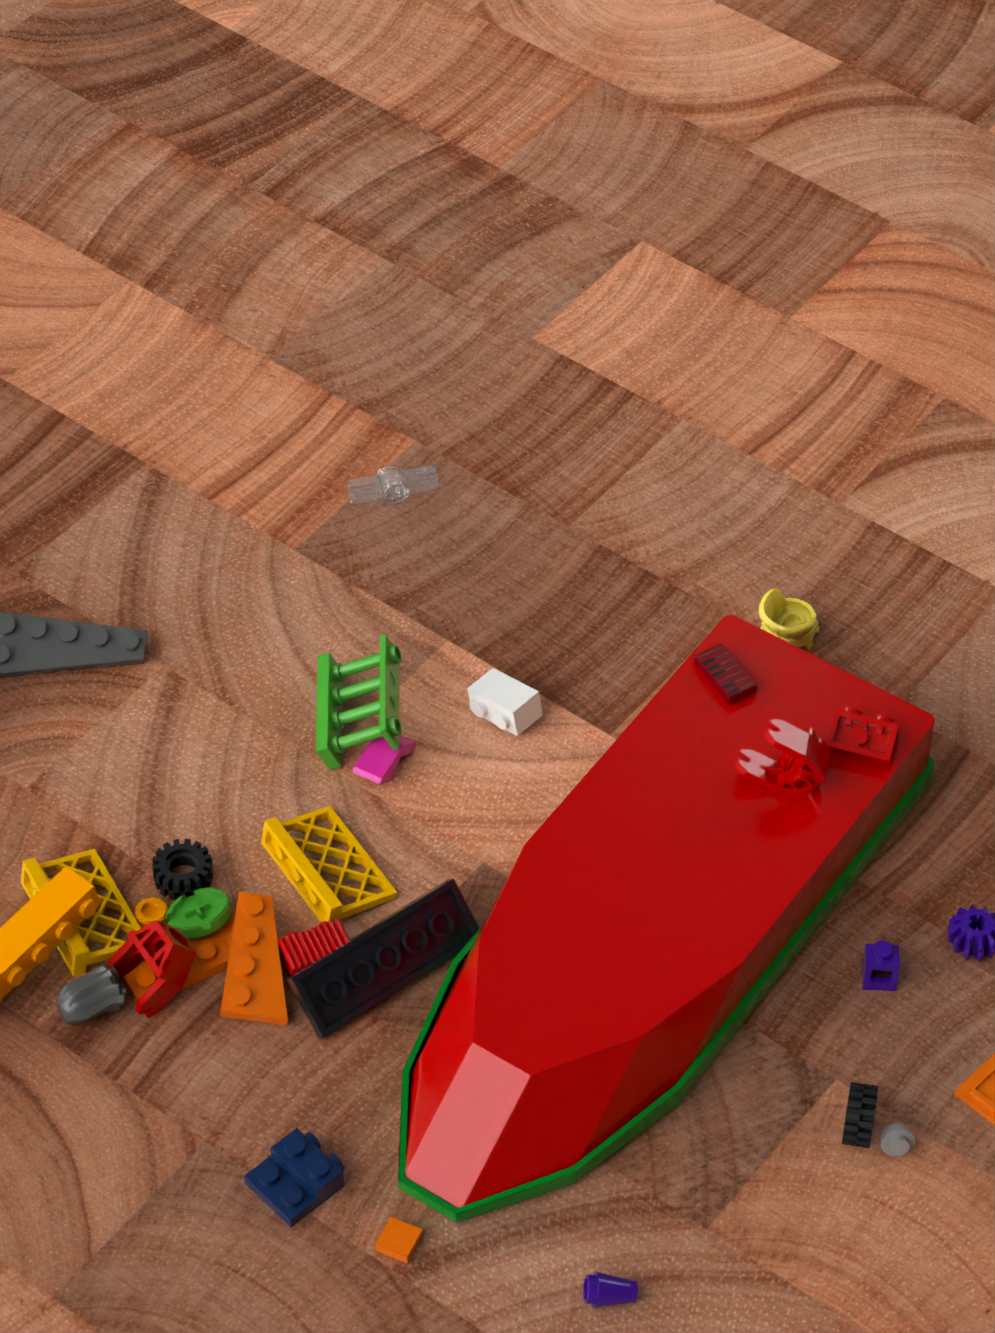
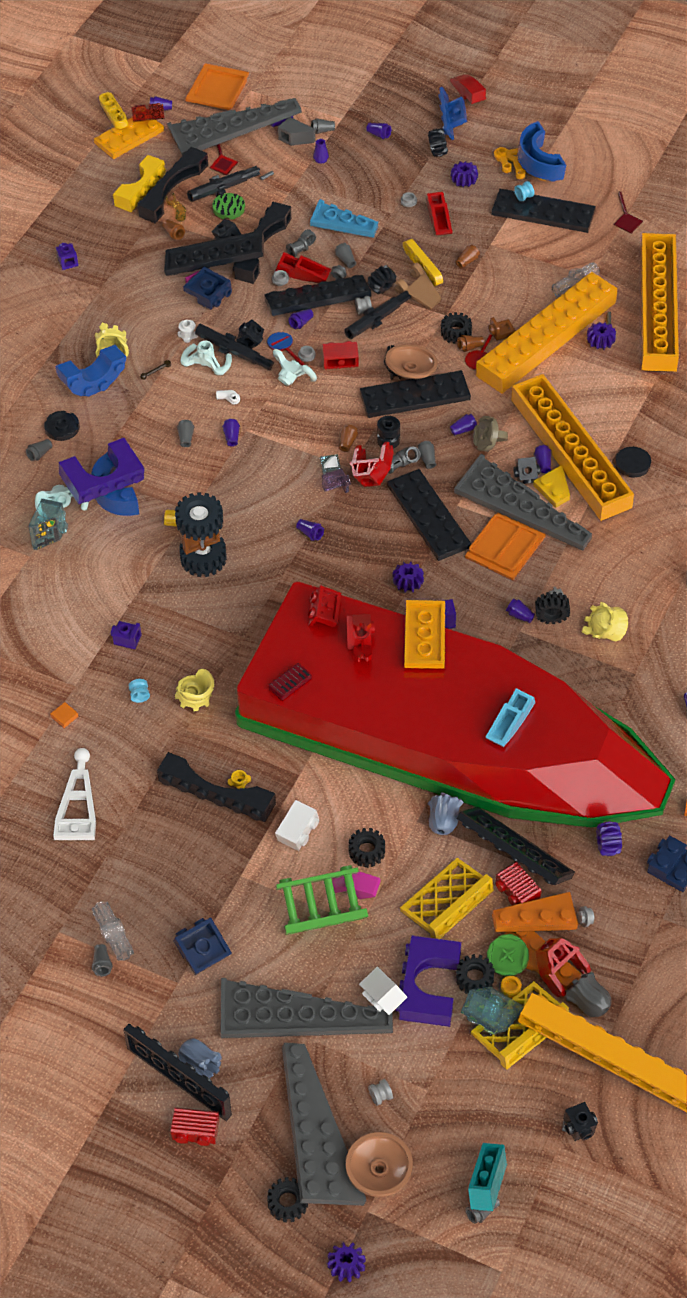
camera: 100 degrees left, 5 degrees up
(35, 724) = (380, 1092): none -> light grey wheel
(63, 527) = (195, 1126): none -> red brick
(115, 866) = (491, 1009): none -> clear light blue slope
(139, 510) = (176, 1071): none -> black plate
(157, 542) = (200, 1057): none -> sand blue piece
(164, 785) = (422, 955): none -> dark purple arch
(182, 742) = (382, 991): none -> white brick
(202, 637) = (276, 1013): none -> dark grey wing
(235, 1028) = (585, 916): none -> light grey plate
(335, 569) = (202, 945): none -> dark blue plate
(347, 468) = (101, 961): none -> dark grey cone
(361, 1084) = (609, 838): none -> dark purple gear
(448, 797) = (367, 857): none -> black tyre
(476, 880) = (444, 813): none -> sand blue piece
(576, 462) = (76, 828): none -> white plate
(579, 933) = (510, 717): none -> medium azure slope
(614, 657) = (239, 775): none -> yellow plate
(638, 588) = (249, 801): none -> black arch
(779, 855) = (425, 634): none -> light orange plate
(784, 481) = (64, 715): none -> orange tile
(806, 562) = (139, 690): none -> medium azure wheel
(817, 1196) = (606, 622): none -> light yellow hair
(877, 1072) = (520, 611): none -> dark purple cone
(923, 556) = (126, 634): none -> dark purple brick

